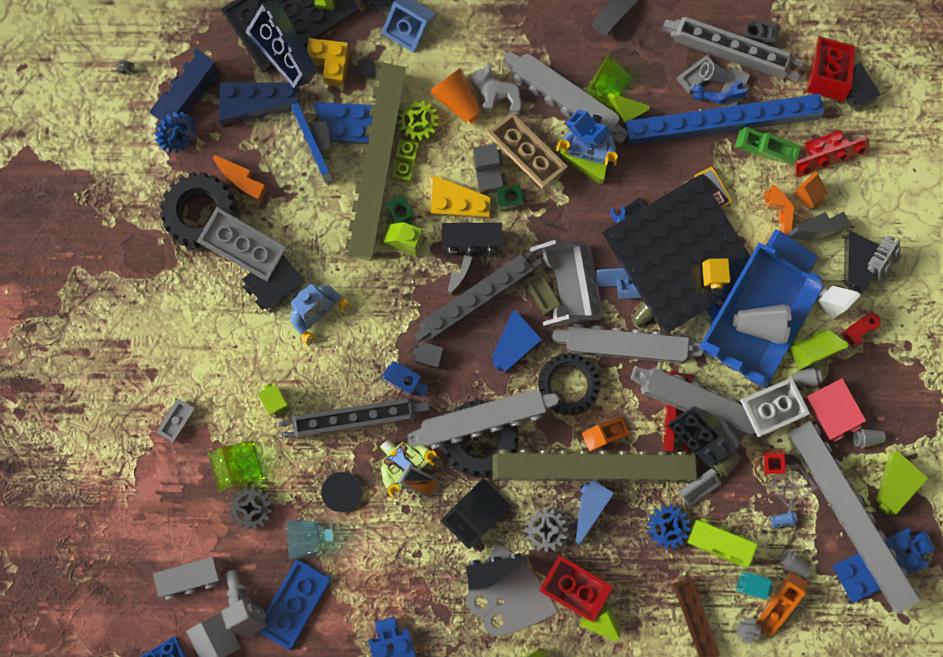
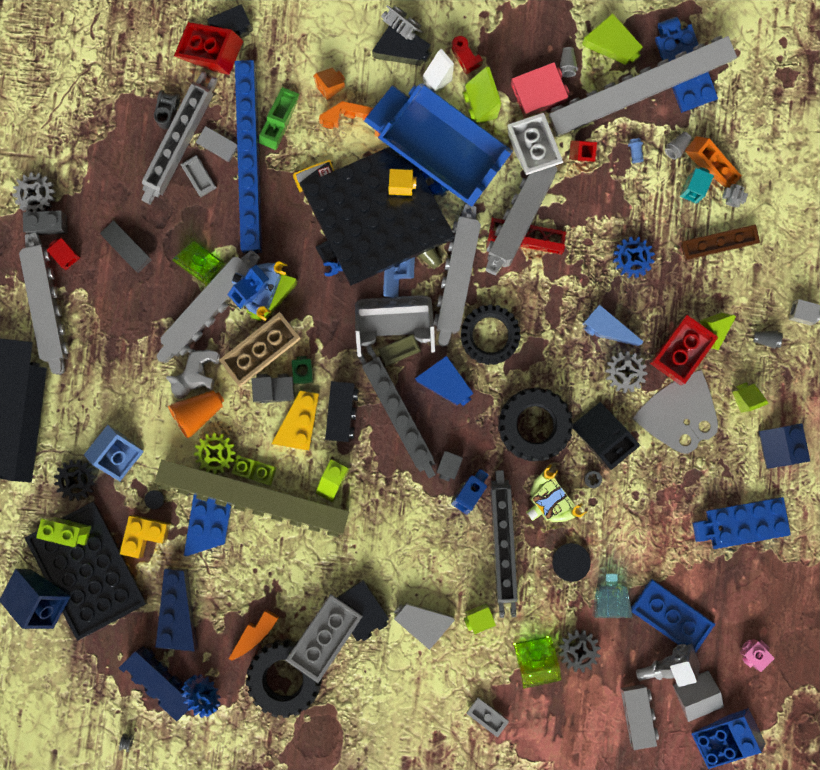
camera: 90 degrees left, 5 degrees up
(266, 344) = (423, 623): none -> light grey slope
(281, 44) = (124, 582): dark blue wedge -> none
(311, 143) = (225, 561): blue tile -> none
(312, 305) = (390, 574): medium blue torso -> none
(321, 135) = (219, 550): light grey cone -> none
(397, 204) = (297, 482): dark green brick -> none
(419, 481) = (569, 487): slope -> none
(432, 512) = (598, 476): none -> dark grey bush
(457, 279) = (378, 430): light grey slope -> none
(481, 418) = (520, 419): light grey hinge -> none
(487, 574) = (662, 427): black slope -> none
(594, 467) = (574, 321): olive brick -> none
(605, 433) = (541, 305): orange slope -> none
(627, 108) = (226, 247): lime slope -> none
(700, 487) = (600, 223): light grey tile -> none
(707, 434) = (555, 209): black slope -> none
(711, 72) = (200, 160): light grey cone -> none
(720, 98) = (218, 176): blue piece -> none
(721, 543) = (654, 209): lime wedge -> none
(726, 465) = (580, 197): olive cone -> none
(765, 322) = (454, 142): light grey cone -> none
(802, 496) = (616, 132): clear window -> none
(808, 377) = (506, 111): light grey cone -> none
(820, 227) = (364, 78): dark grey slope -> none
(830, 151) = (289, 60): red bracket -> none

